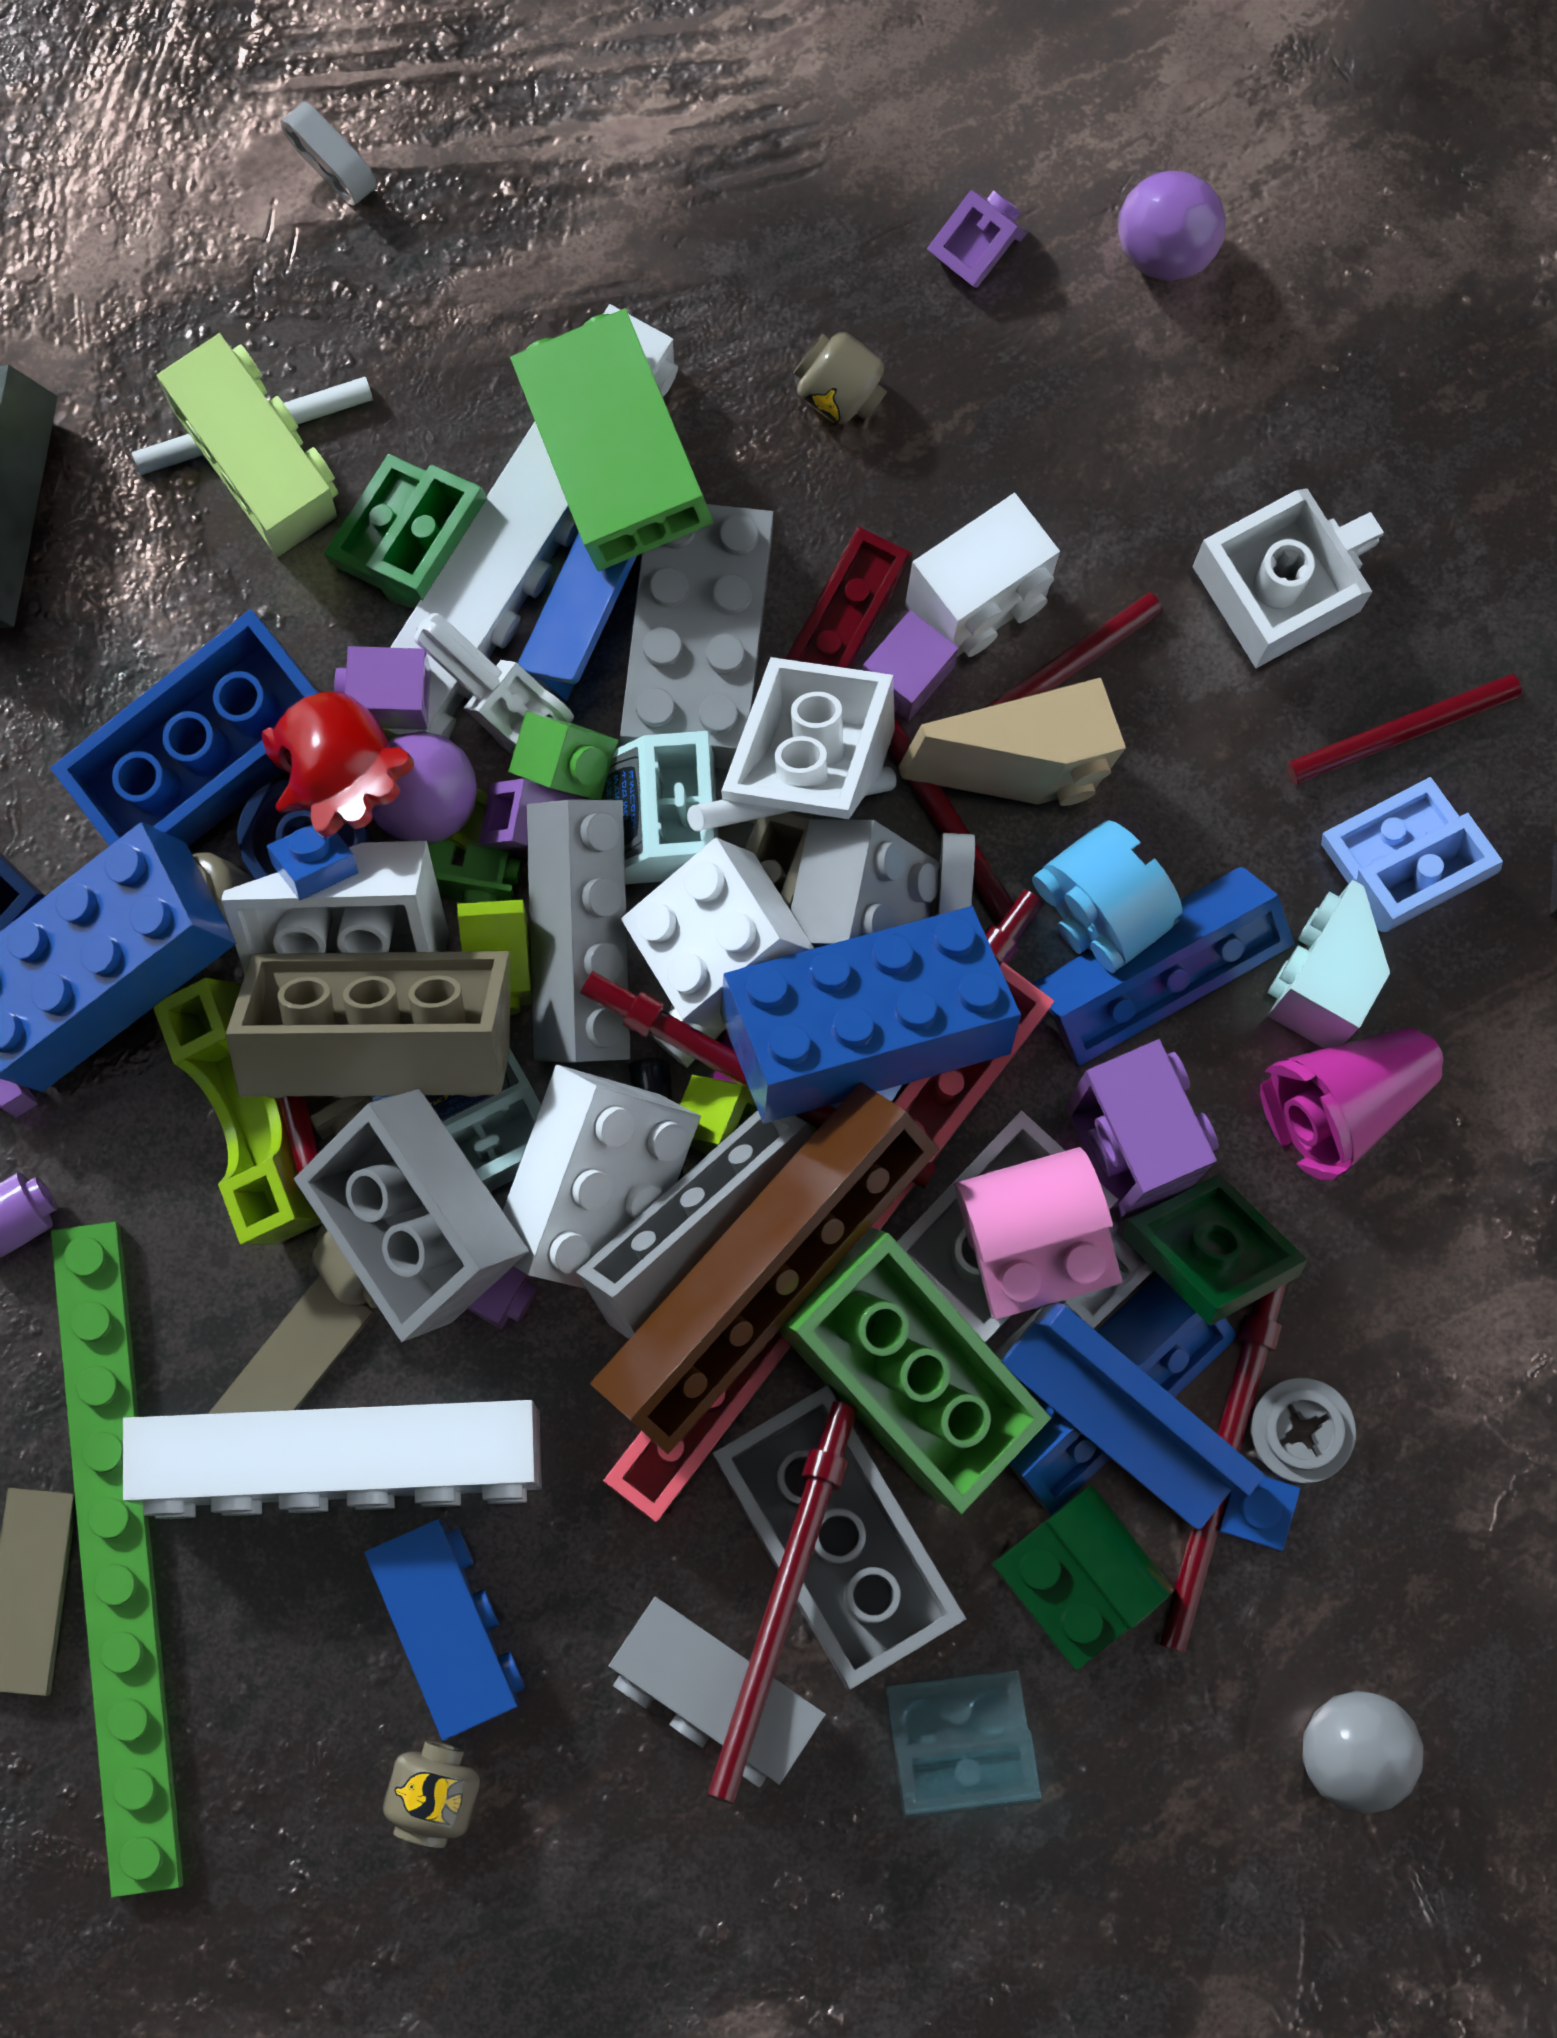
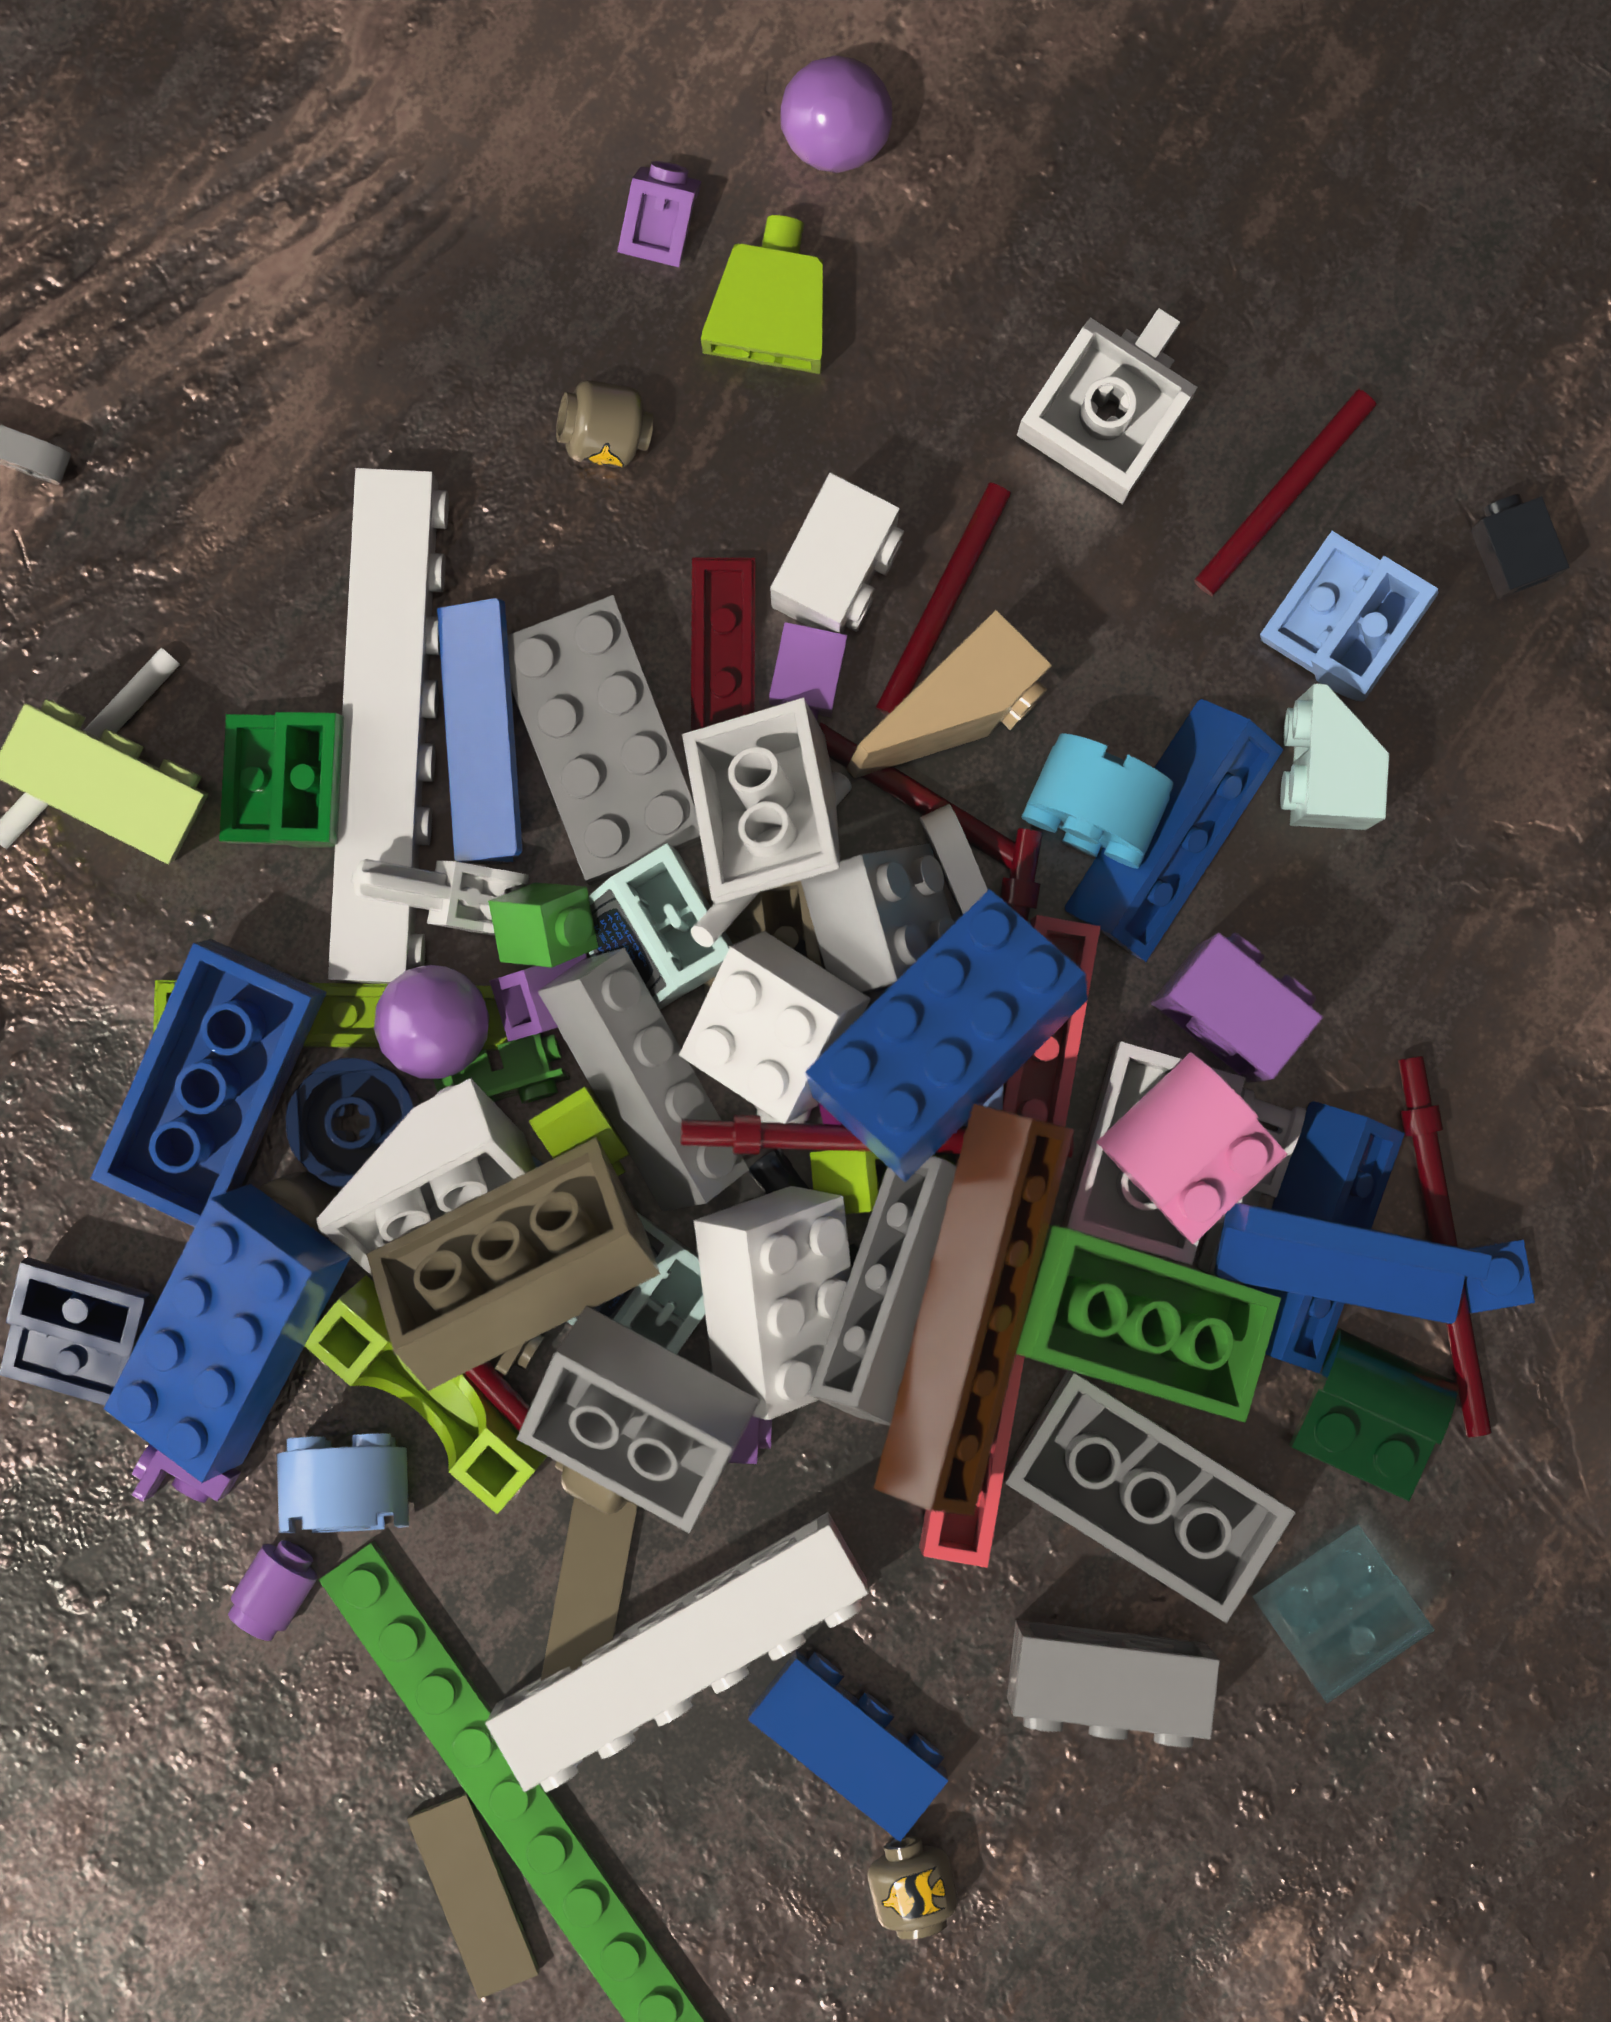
camera: 20 degrees left, 10 degrees up
(118, 1151) = (342, 1486): none -> light blue brick
(311, 861) = (380, 1150): blue plate -> none
(335, 761) = (355, 1052): red piece -> none
(389, 684) = (351, 950): medium lavender brick -> none
(611, 439) = (431, 609): bright green brick -> none
(823, 1473) = (1111, 1453): dark red bar -> none
(1033, 352) = (769, 302): none -> lime torso
(1214, 1249) = (1351, 1074): dark green plate -> none
(1332, 1439) = (1530, 1180): light grey gear -> none
(1348, 1096) = (1402, 869): dark pink cone -> none

